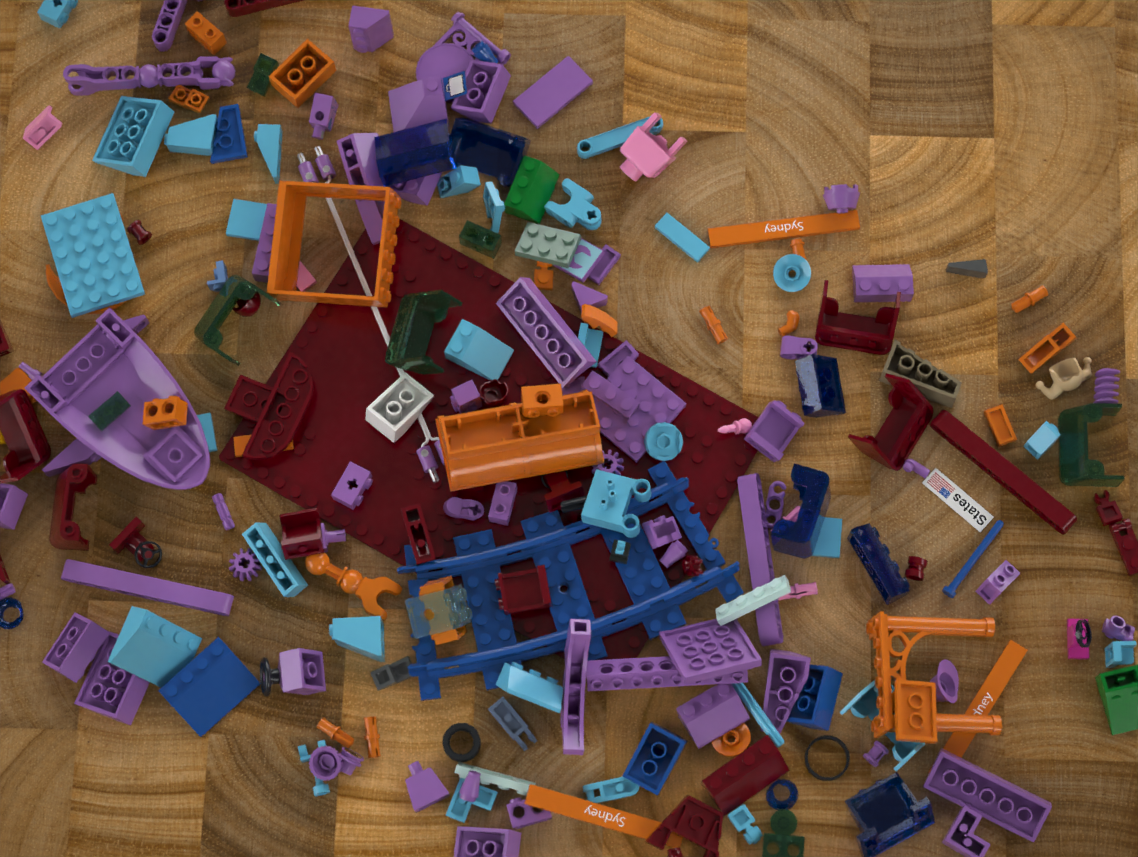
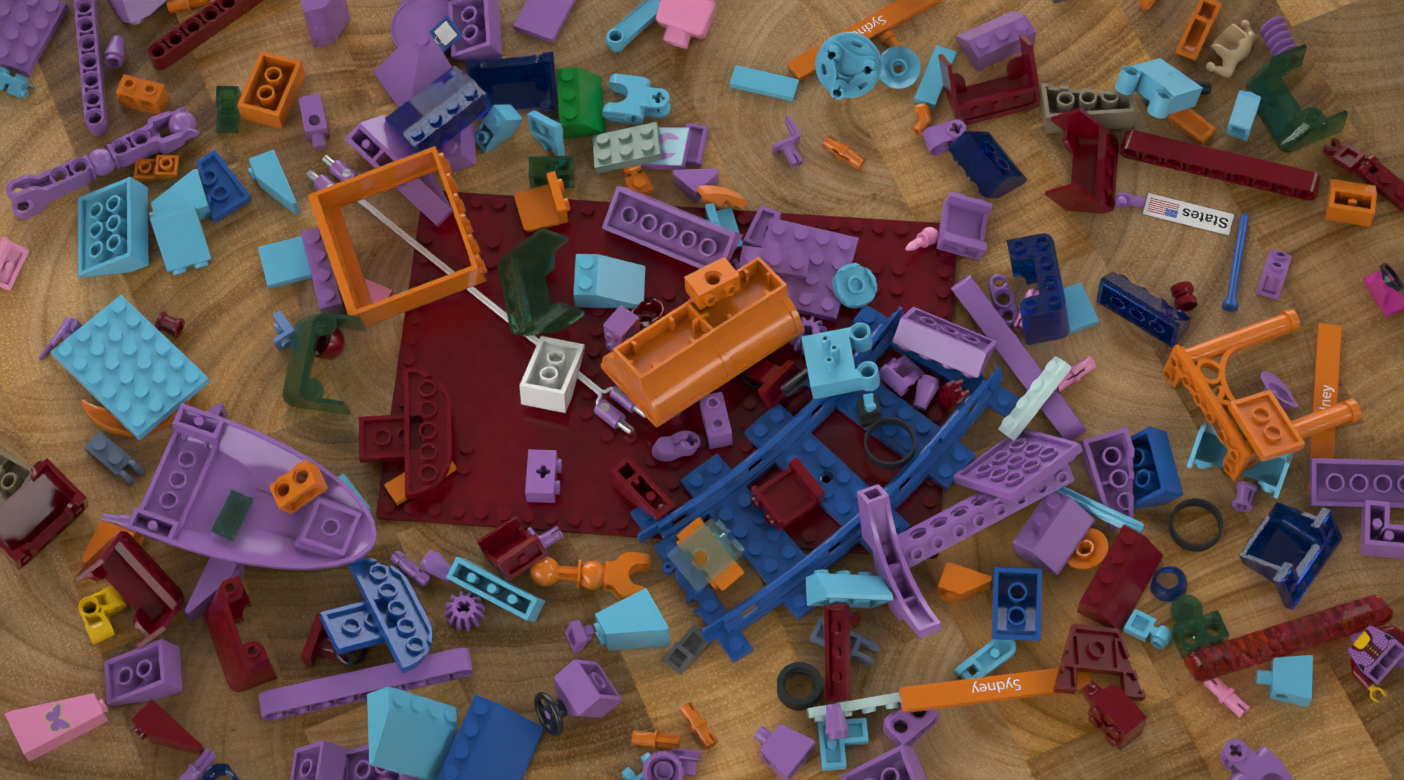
camera: 25 degrees left, 10 degrees down
(50, 319) = (112, 457): none -> sand blue hinge
(63, 201) = (67, 328): none -> medium lavender plant
(176, 169) = (181, 240): none -> medium azure slope
(186, 542) = (387, 615): none -> blue plate
(242, 517) = (436, 565): none -> medium lavender cone
(319, 624) = (578, 635): none -> medium lavender tile
(459, 264) = (543, 205): none -> orange bracket
(502, 730) = (837, 651): none -> dark red piece
(622, 719) = (961, 583): none -> orange slope
(623, 564) = (890, 421): none -> black tyre
(673, 301) = (788, 145): none -> medium lavender bracket
(706, 522) = (944, 342): none -> medium lavender slope
(750, 256) = (848, 65): none -> medium azure piece
(812, 297) = (932, 83): none -> medium azure tile
(989, 387) = (1161, 86): none -> medium azure piece
(1090, 550) = (1351, 202): none -> orange slope

